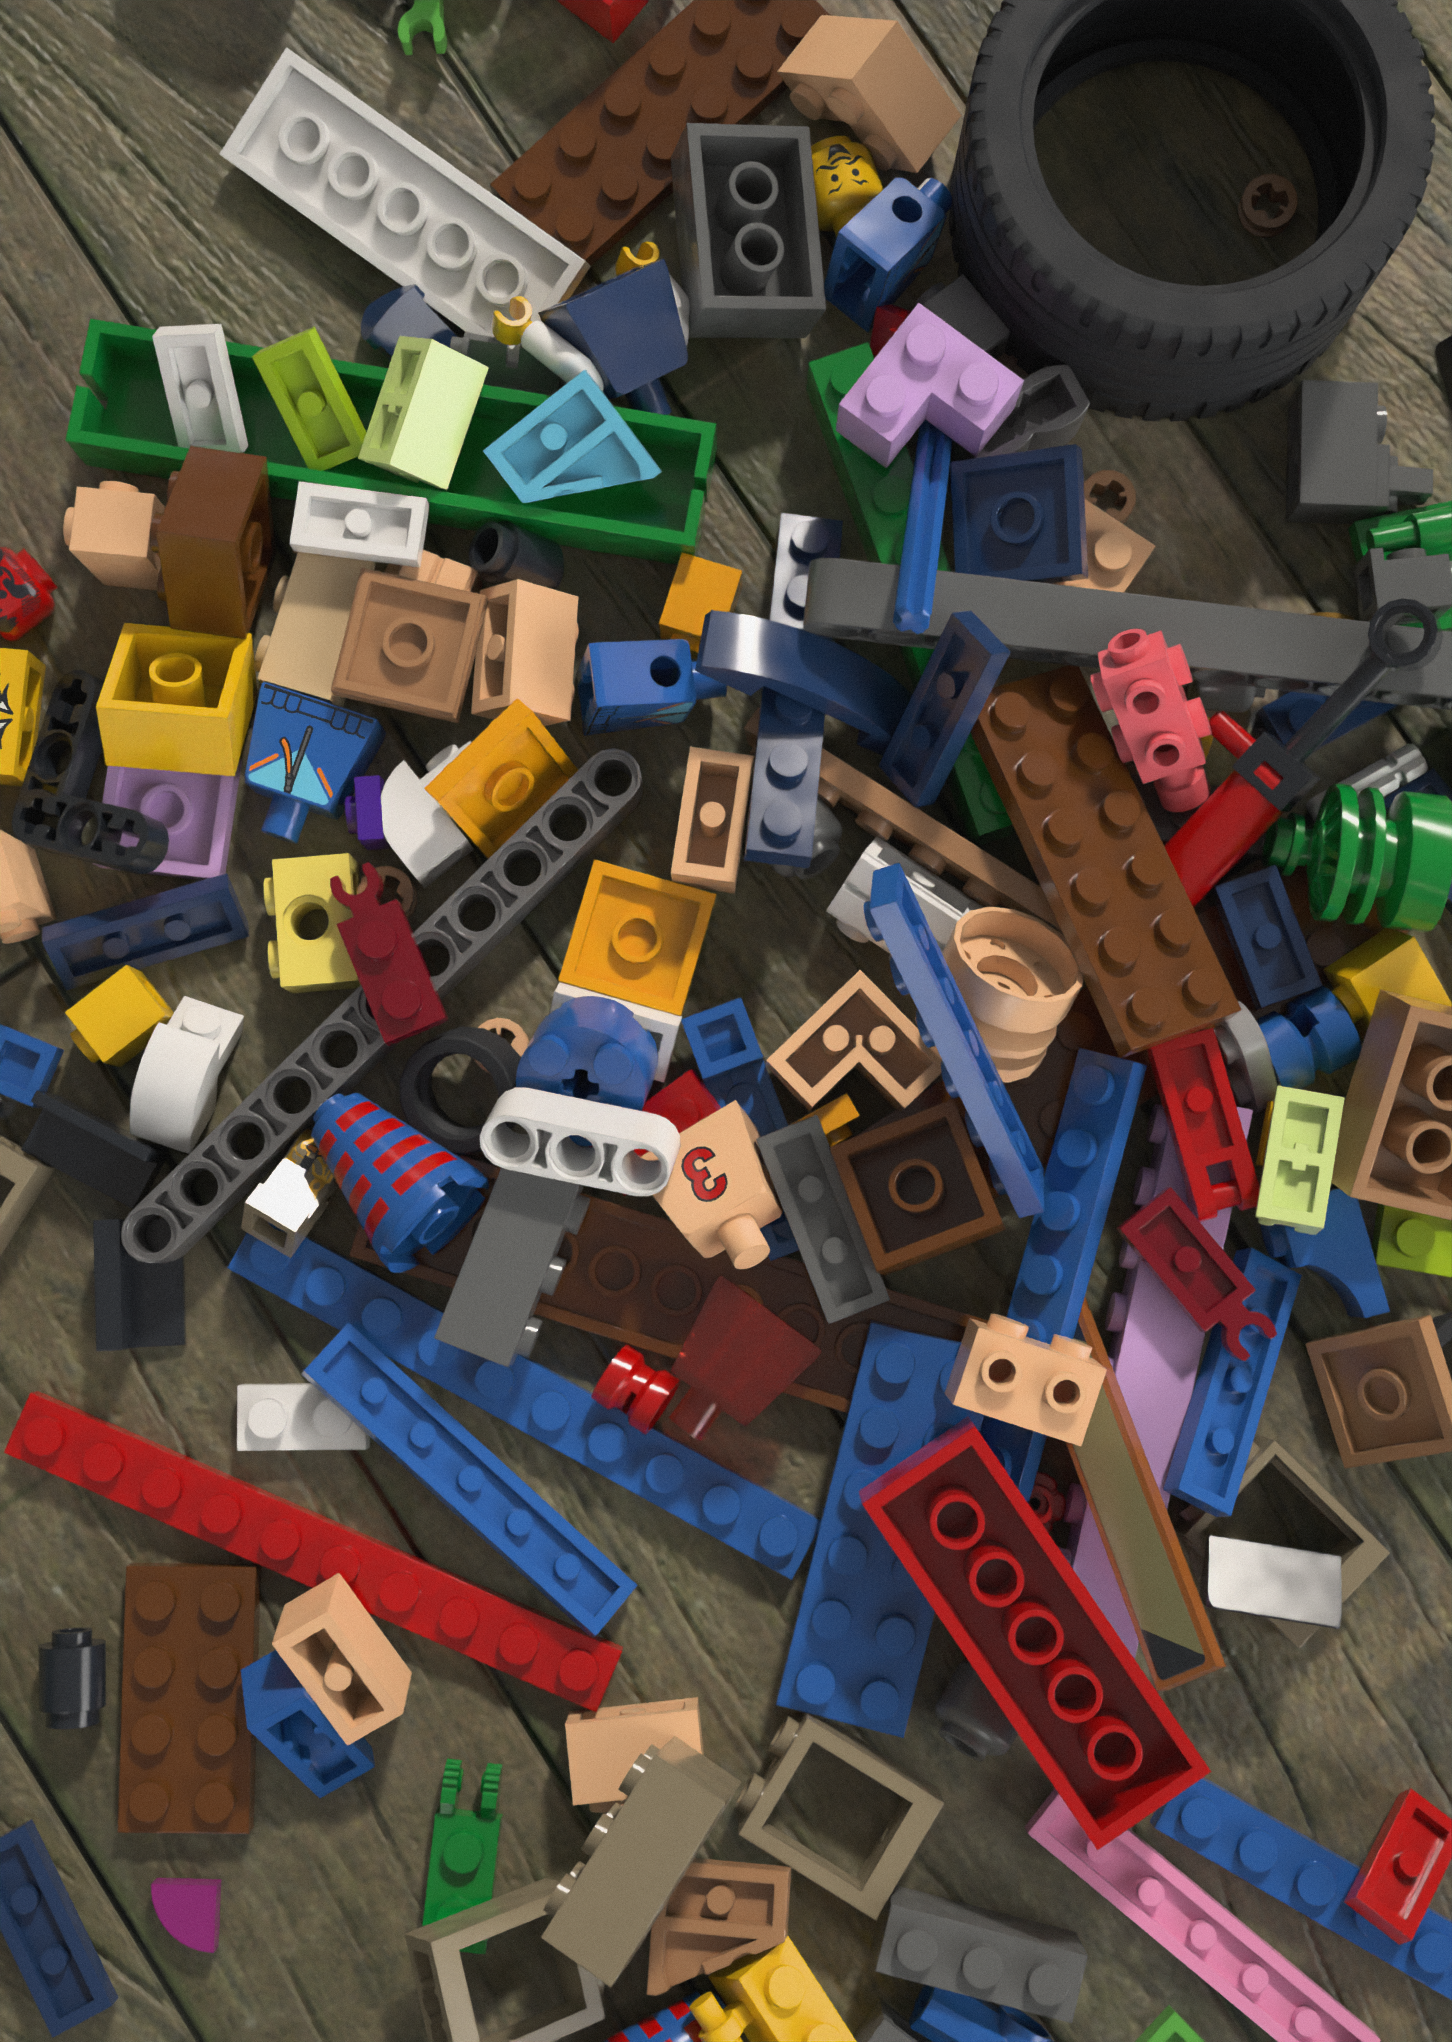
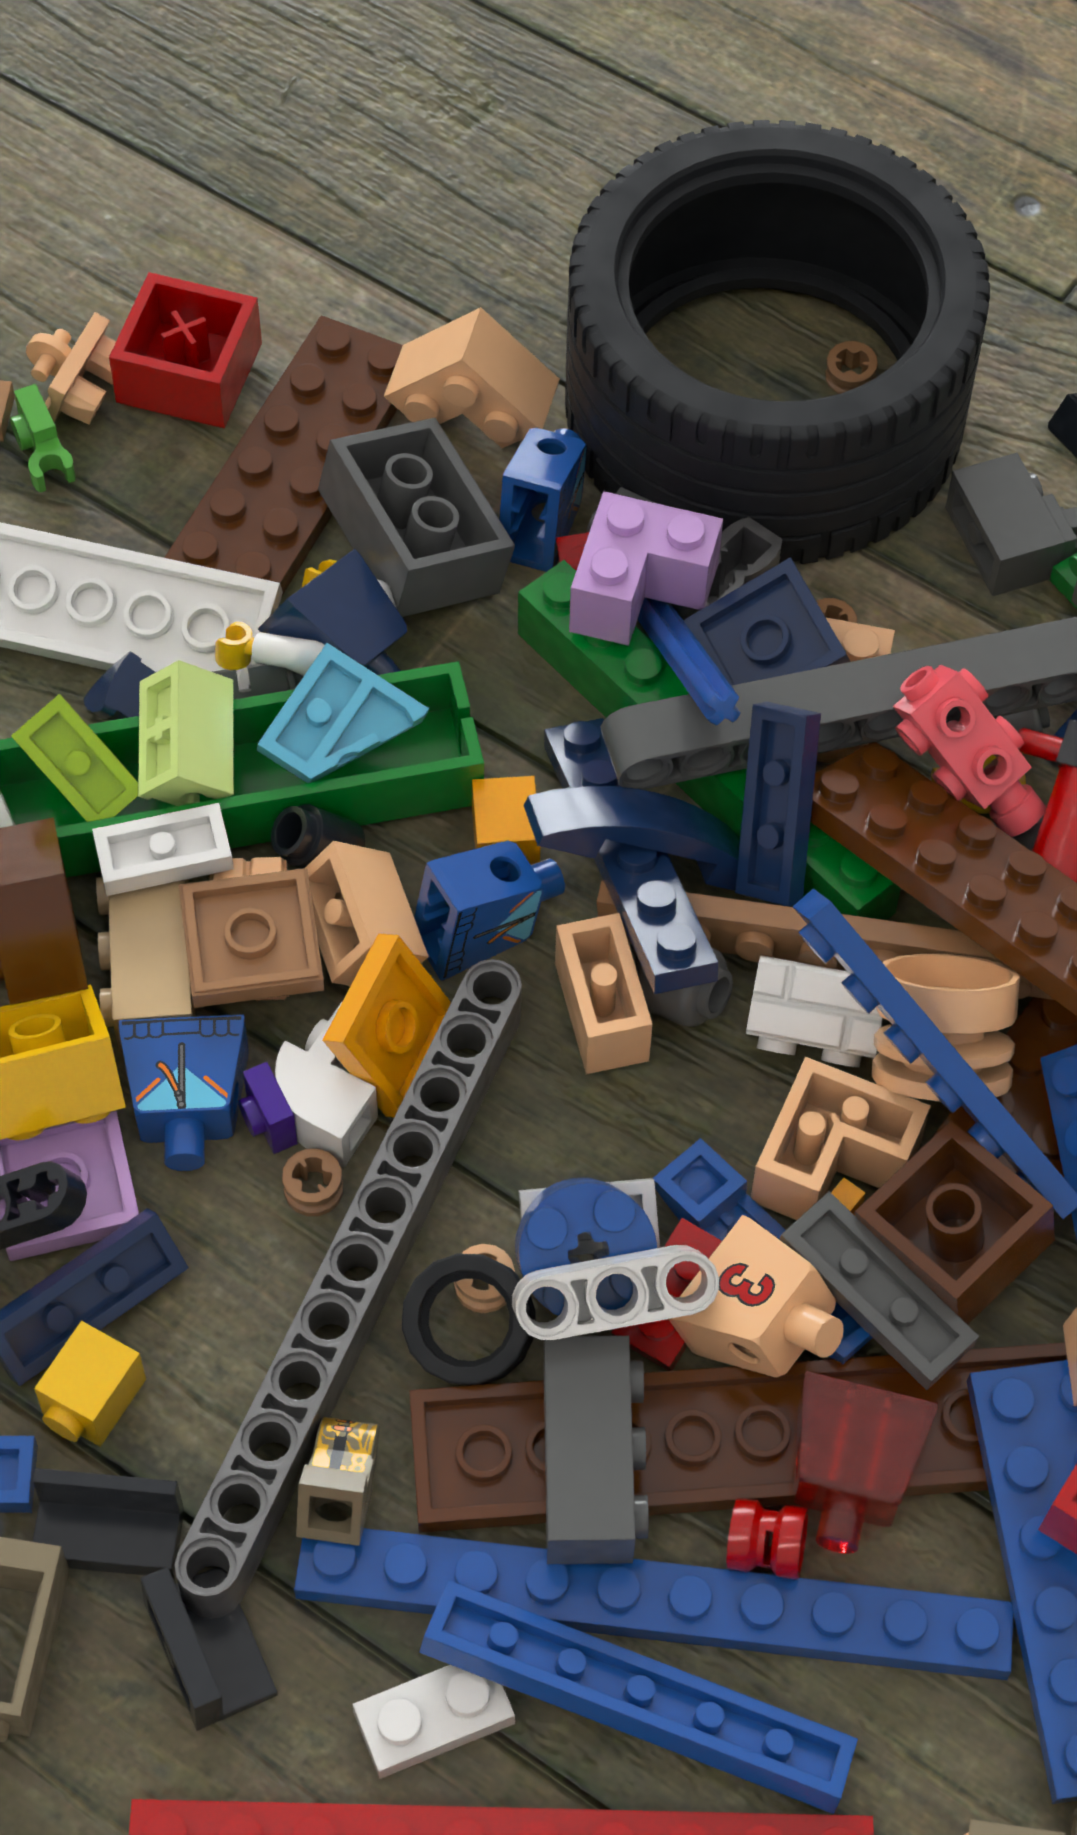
camera: 25 degrees left, 25 degrees down
(180, 1074) = (176, 1412): white brick -> none
(292, 892) = (254, 1189): light yellow brick -> none
(388, 961) = (347, 1215): dark red plate -> none
(395, 1179) = (443, 1410): blue cone -> none
(637, 937) = (575, 1123): light orange plate -> none
(843, 181) = (484, 453): yellow head -> none

